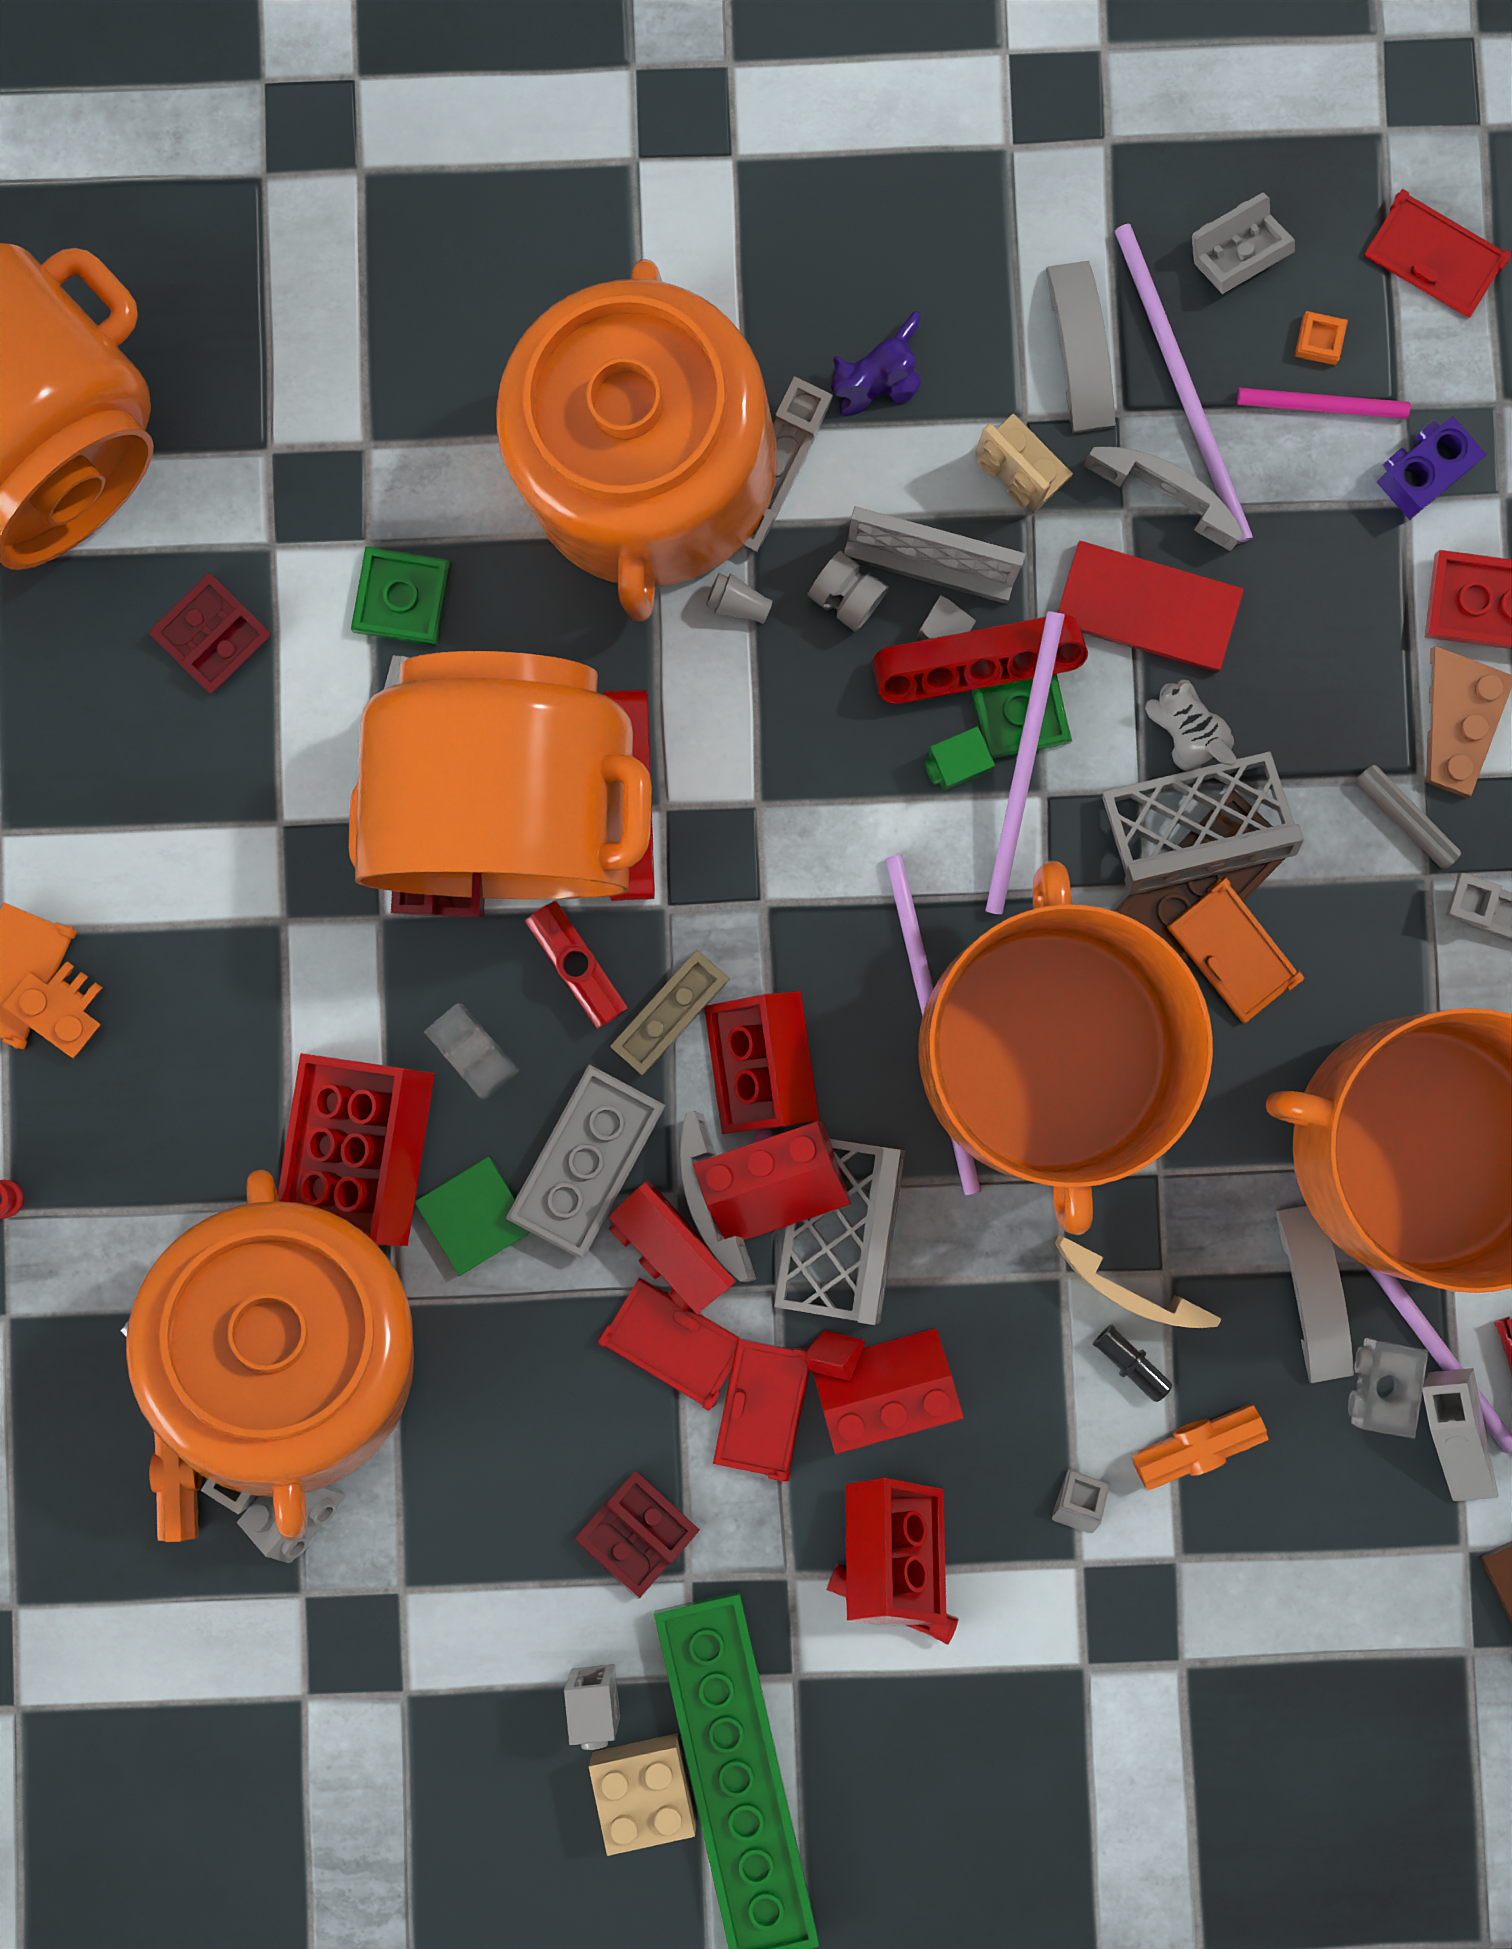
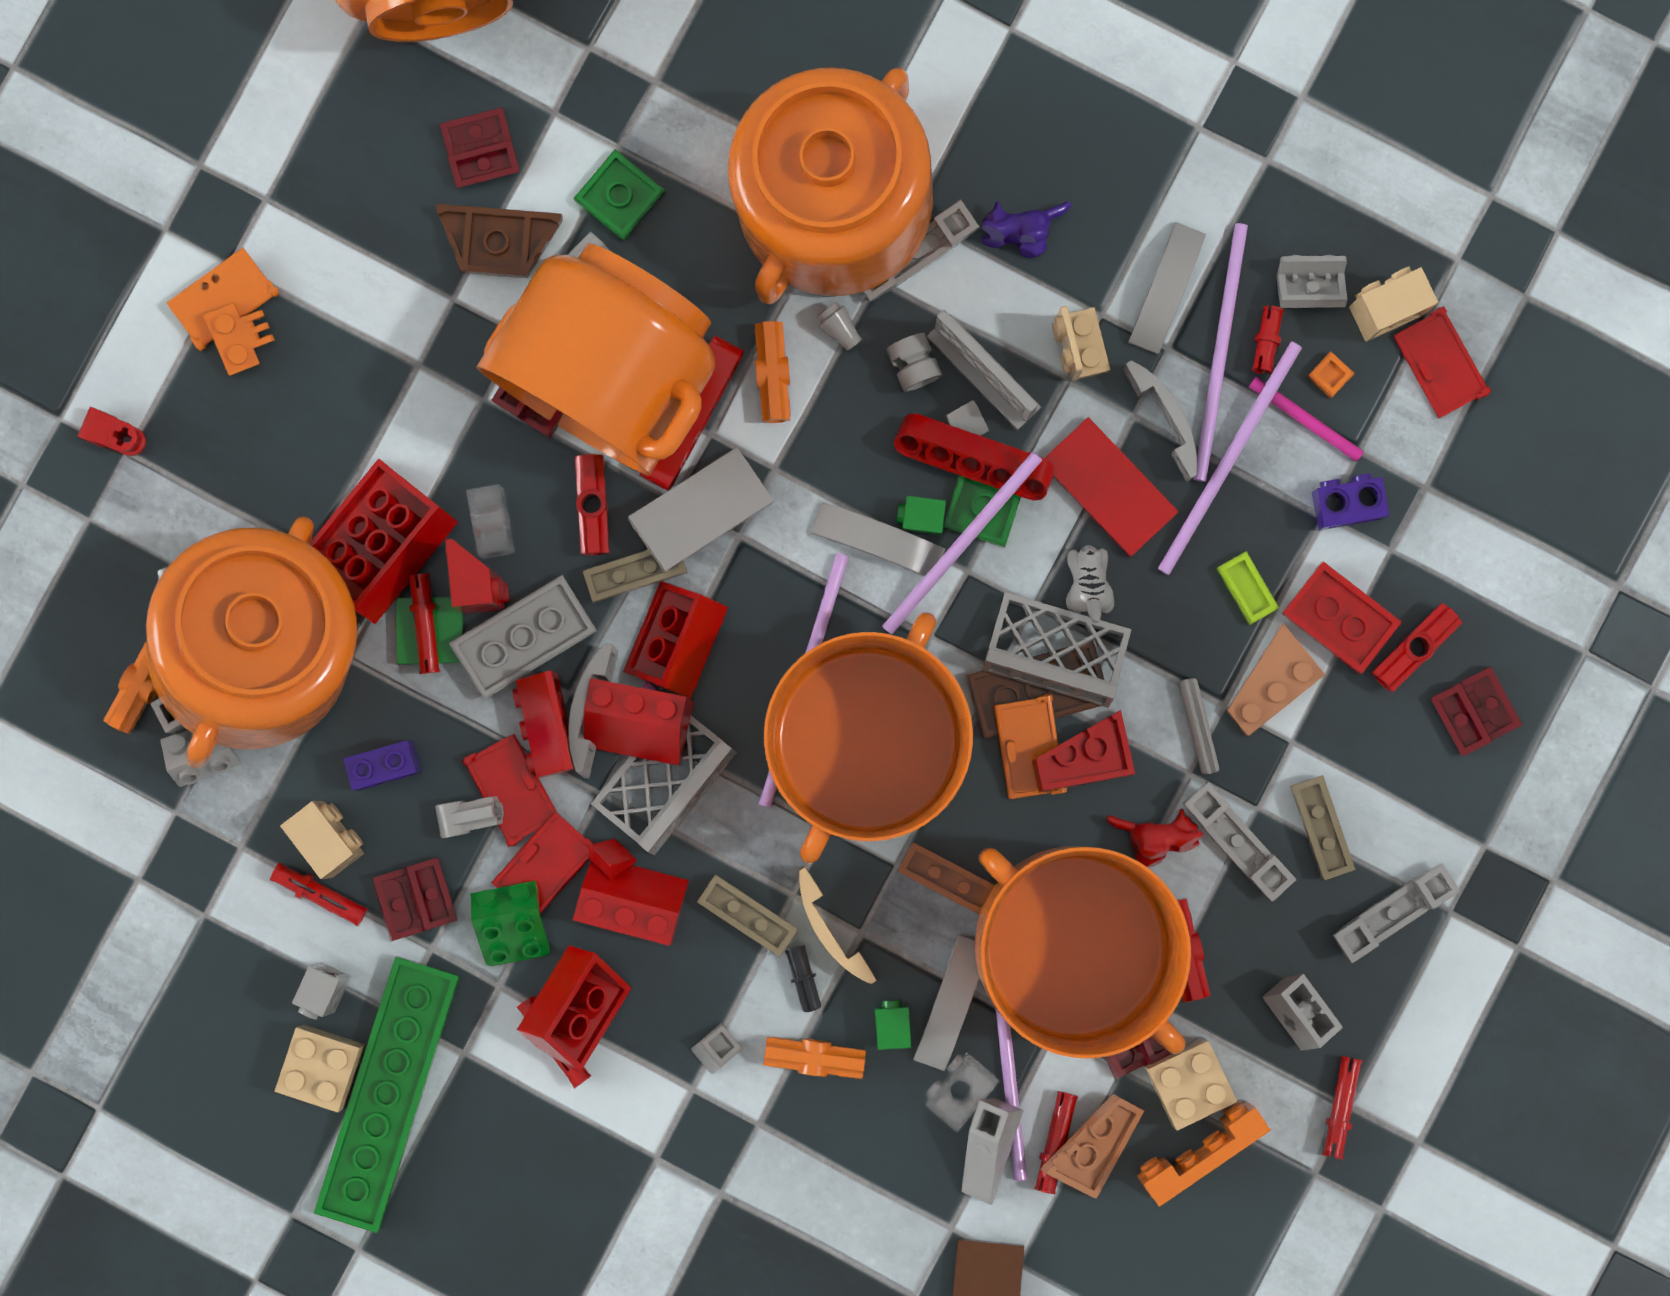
camera: 30 degrees right, 0 degrees up
(291, 724) = (497, 239): none -> reddish brown wing
(464, 1212) = (424, 623): none -> red pin
(470, 1594) = (283, 875): none -> red pin
(492, 1528) = (323, 838): none -> tan brick
(494, 1132) = (472, 583): none -> red slope
(511, 1403) = (382, 765): none -> dark purple brick
(636, 1409) = (462, 816): none -> light grey piece
(693, 695) = (772, 372): none -> orange piece
(703, 899) = (700, 509): none -> light grey tile
(762, 1499) = (509, 924): none -> green bracket
(922, 816) = (876, 539): none -> light grey slope
(1028, 1329) = (747, 915): none -> dark tan plate
(1229, 338) = (1267, 340): none -> red pin
(1231, 1155) = (945, 878): none -> dark orange plate
(1265, 493) = (1229, 458): none -> lavender piece
(1267, 1358) = (892, 1025): none -> green brick
(1306, 925) = (1087, 758): none -> red wing
(1348, 212) = (1393, 304): none -> tan brick
(1370, 630) = (1247, 588): none -> lime tile
(1438, 975) = (1154, 840): none -> red animal

